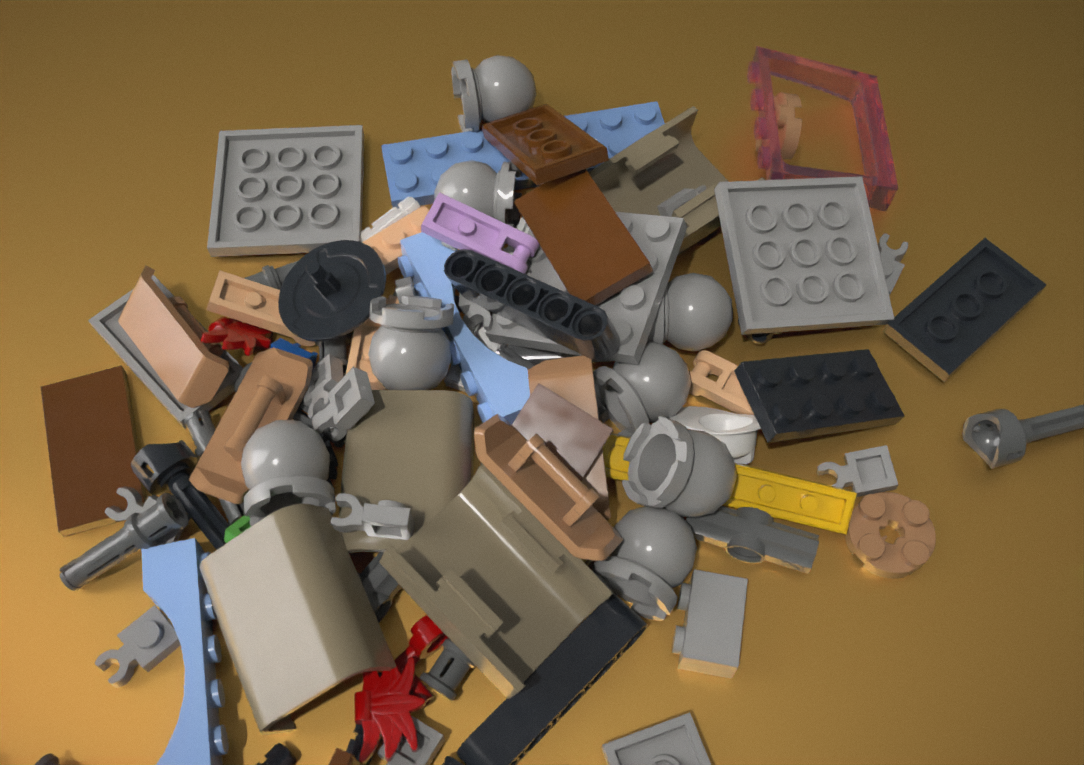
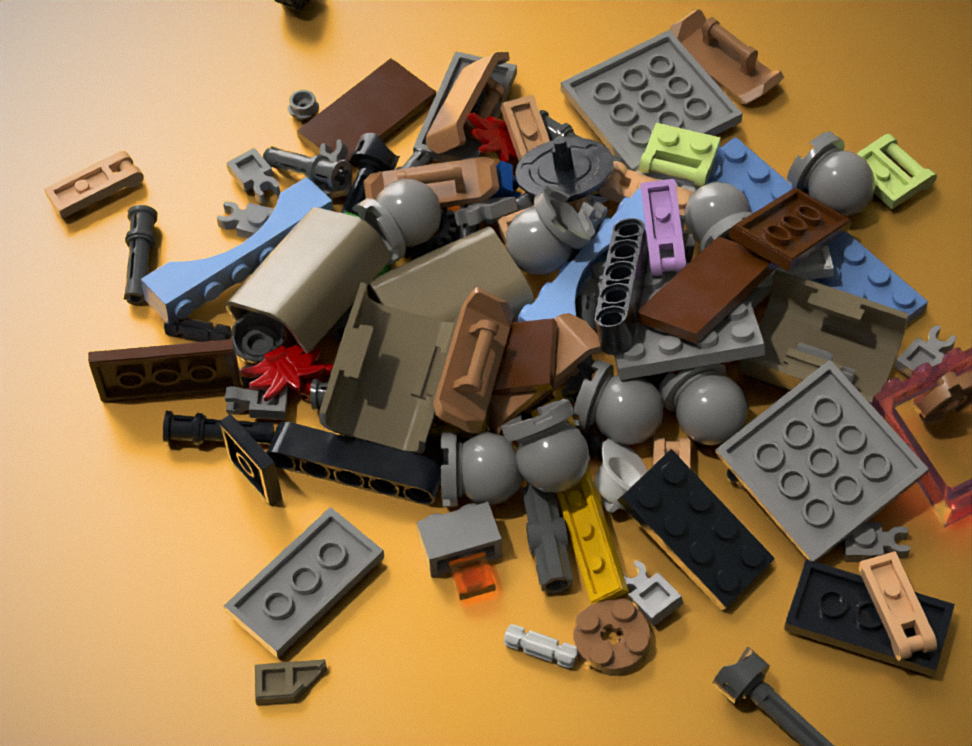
camera: 65 degrees right, 5 degrees down
(20, 501) = (302, 104): none -> light grey plate
(77, 608) = (254, 172): none -> light grey plate
(284, 106) = (725, 57): none -> medium nougat piece
(322, 722) = (257, 336): none -> dark grey hair
(348, 403) = (473, 223): light grey plate -> none
(370, 186) = (682, 148): none -> yellowish green plate
(384, 520) = (398, 286): light grey plate -> none
(517, 46) = (891, 182): none -> yellowish green plate
(715, 134) = (923, 352): none -> light grey plate
(764, 634) = (472, 576): none -> clear orange plate
(873, 607) = (541, 646): none -> white axle
(980, 276) = (897, 605): none -> light nougat plate

